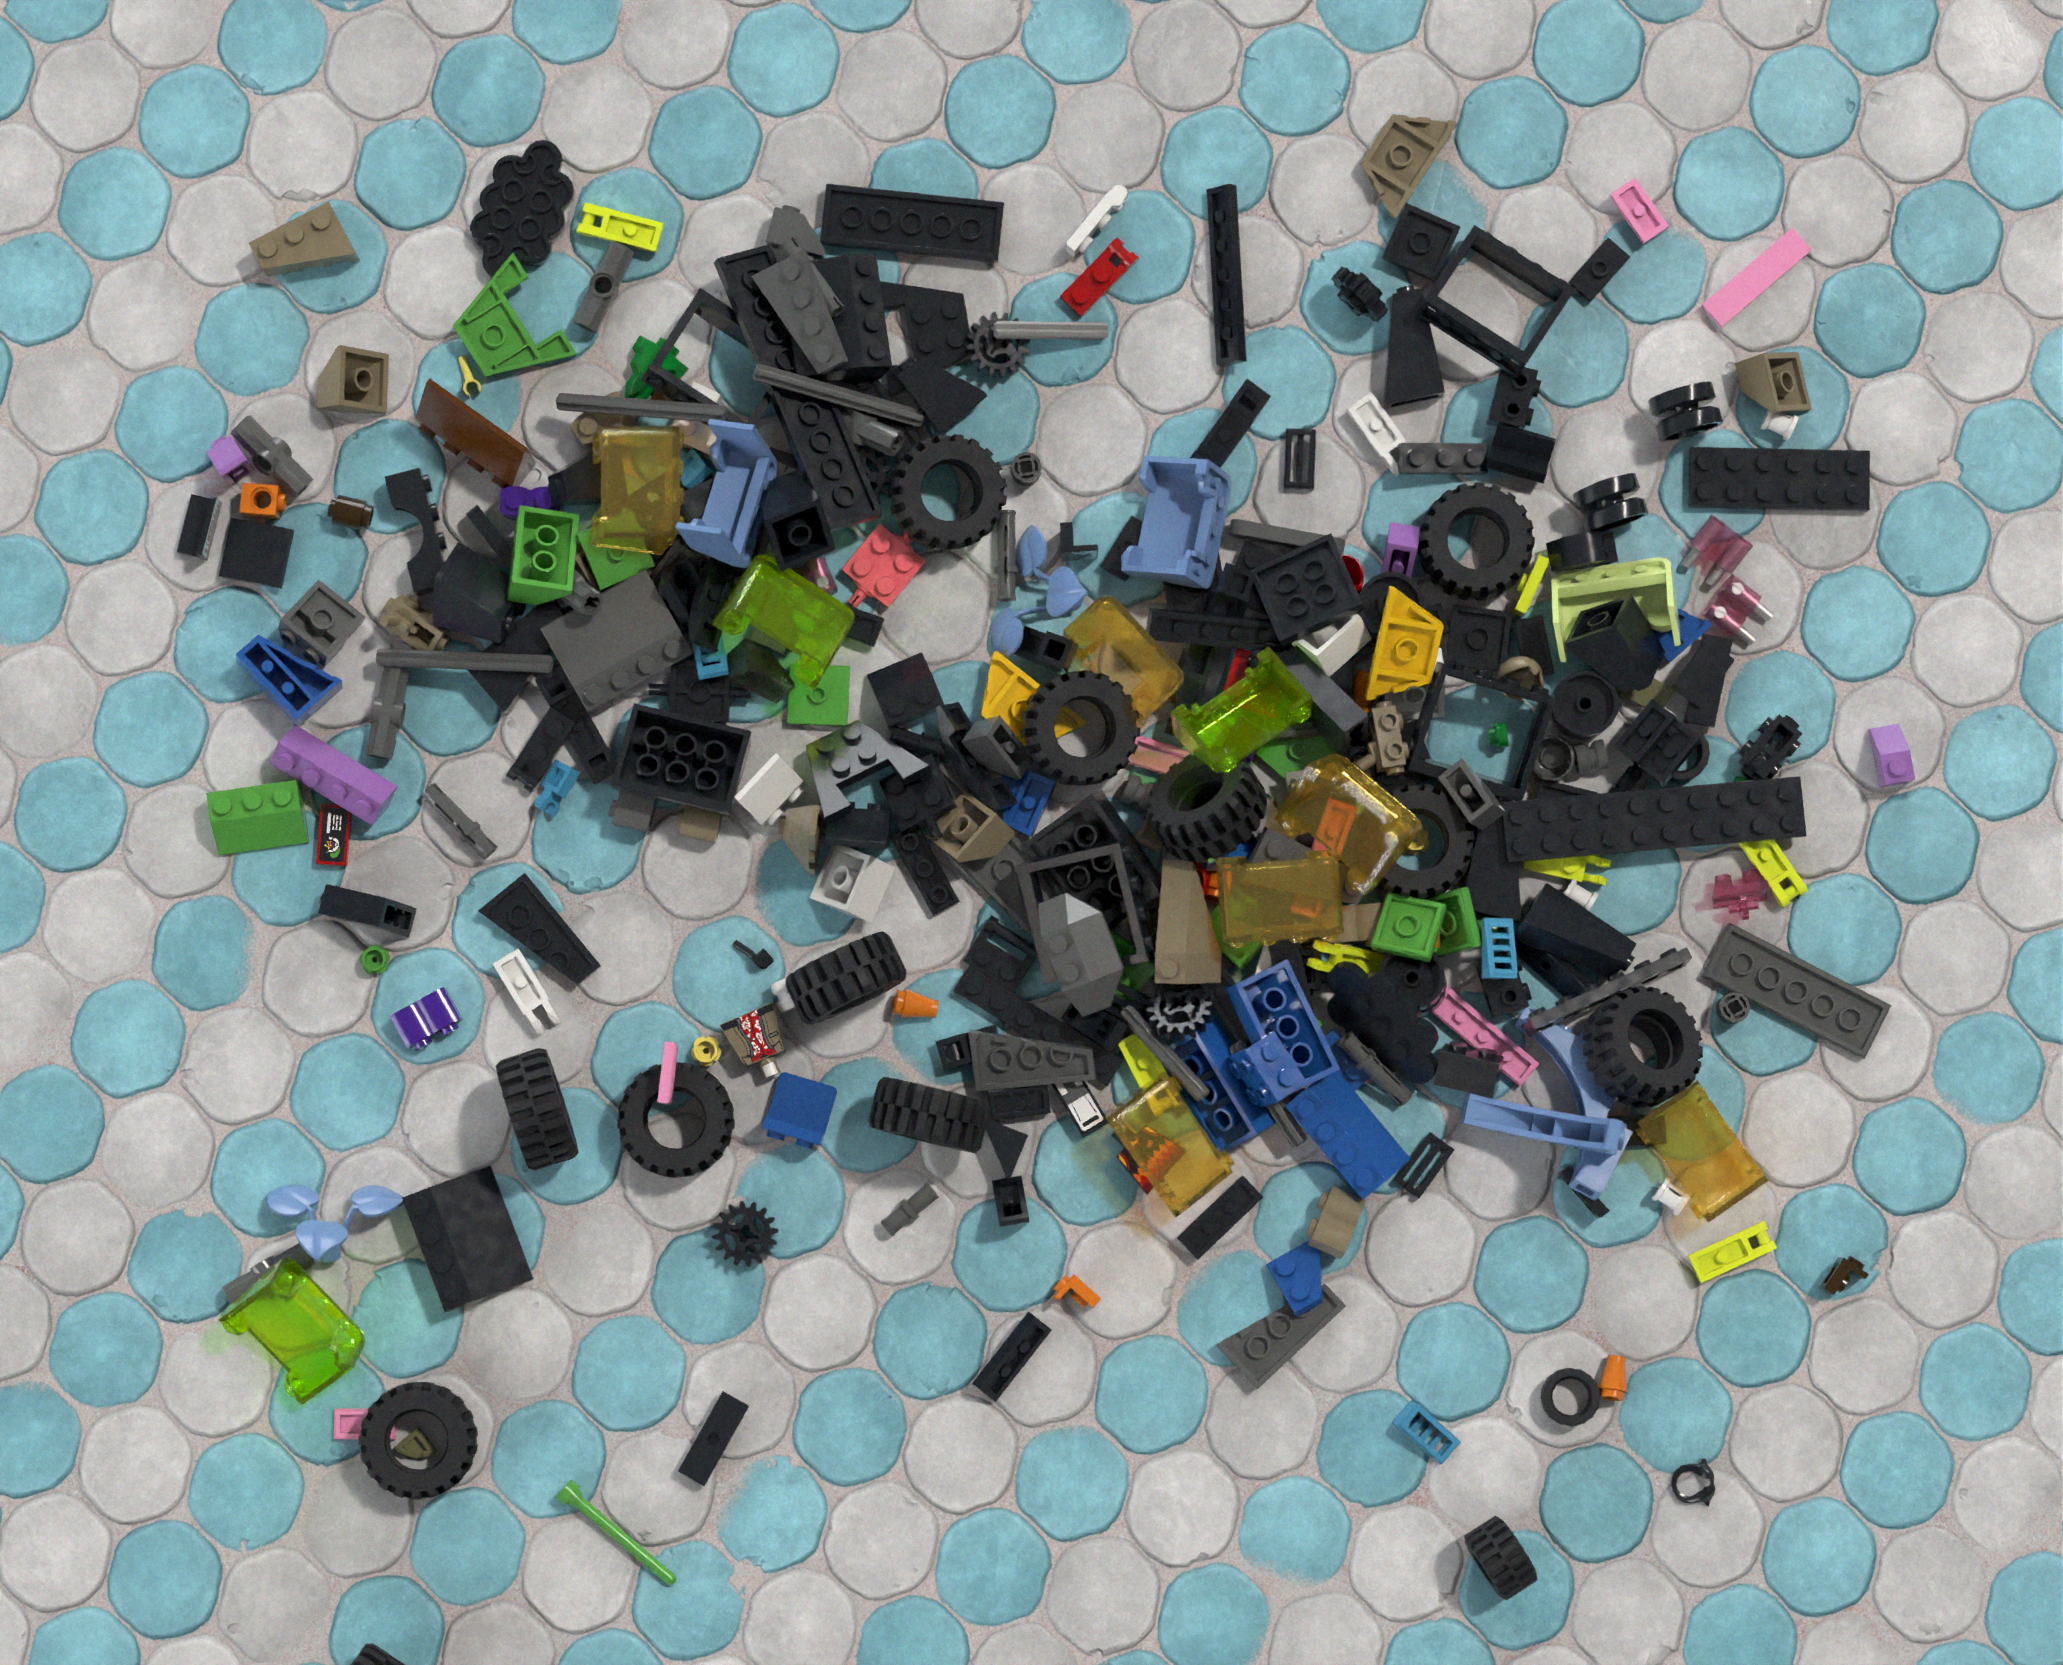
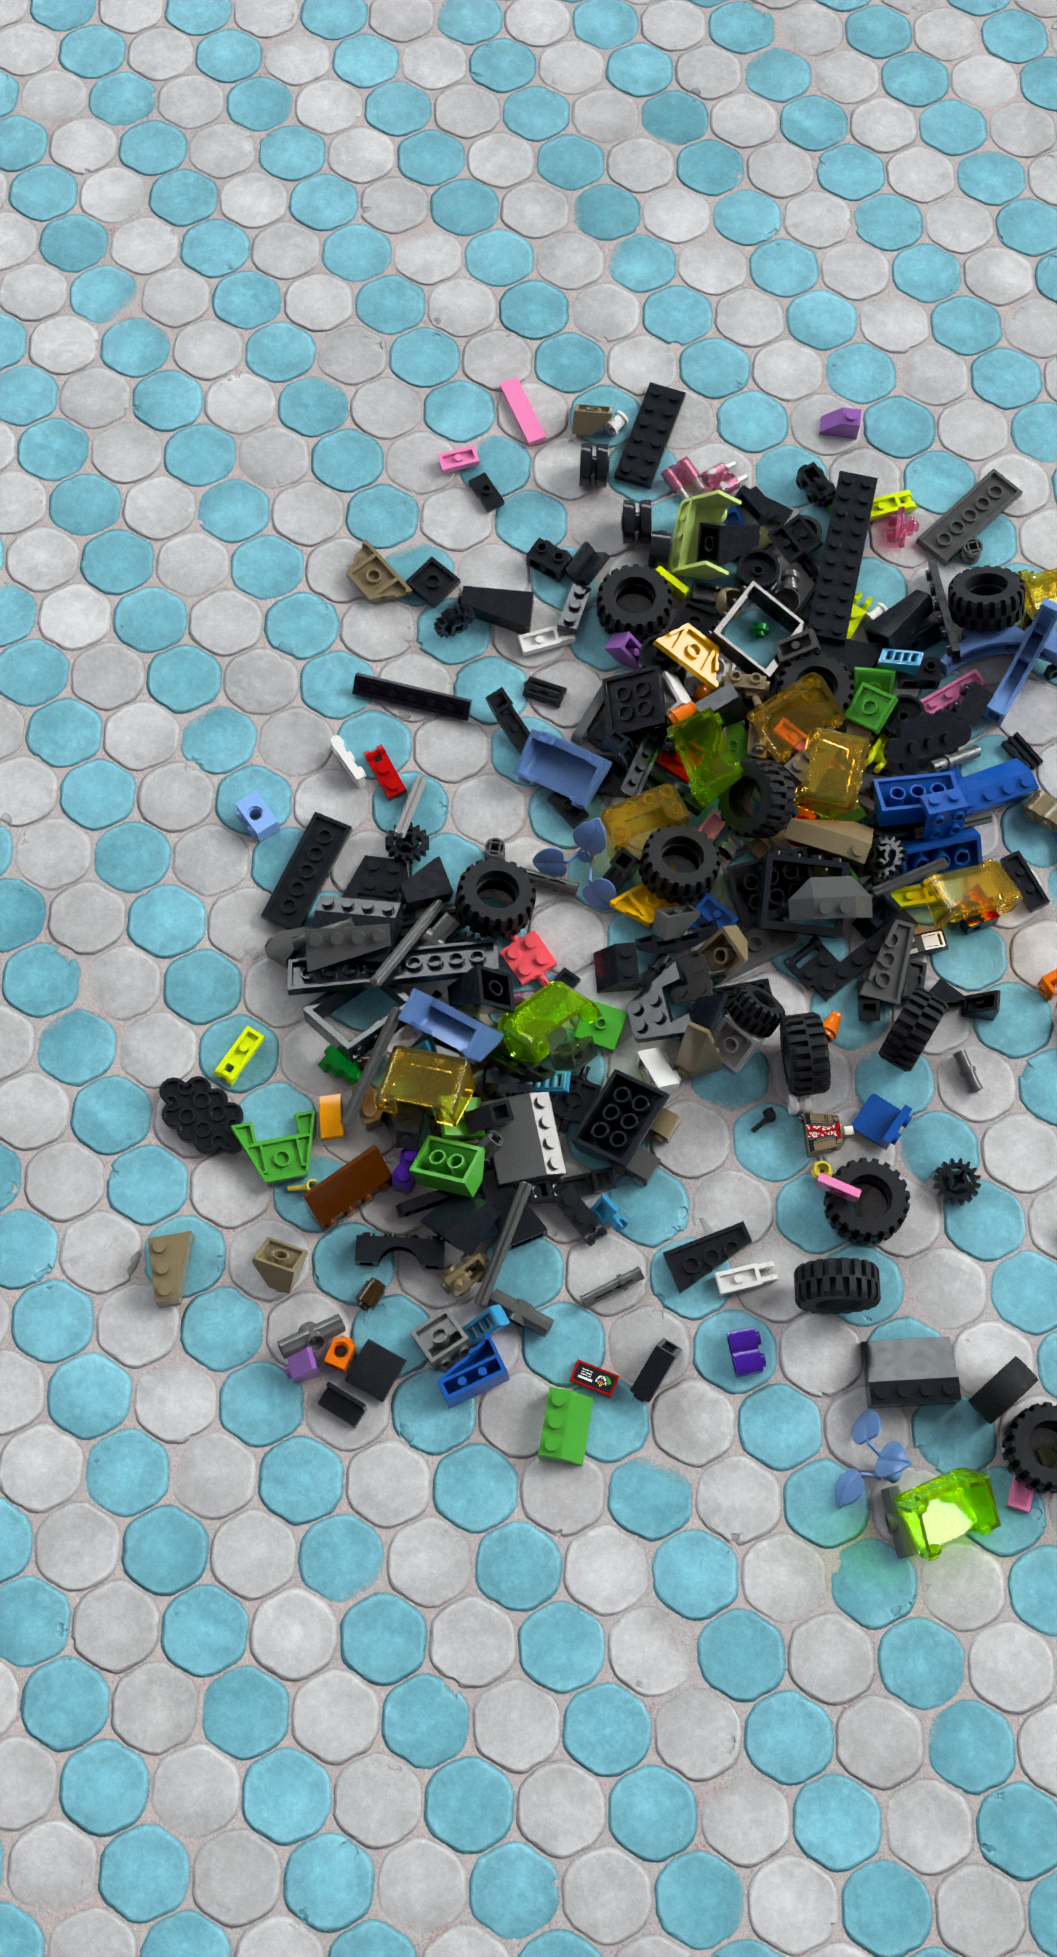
camera: 70 degrees left, 15 degrees down
(333, 774) = (553, 1362): medium lavender brick -> none
(356, 674) = (497, 1319): none -> dark azure slope
(375, 951) = (691, 1370): bright green plate -> none
(470, 1362) = (1003, 1390): none -> black tyre
(573, 378) = (331, 1116): none -> light orange slope
(596, 305) = (285, 1085): dark grey piece -> none
(619, 584) = (488, 1116): none -> black slope
(895, 896) = (756, 1010): none -> black tyre
(964, 142) = (253, 806): none -> light blue brick
(1069, 551) = (553, 835): black panel -> none
(1300, 661) = (681, 713): none -> orange cone
(1476, 335) = (499, 563): black window -> none

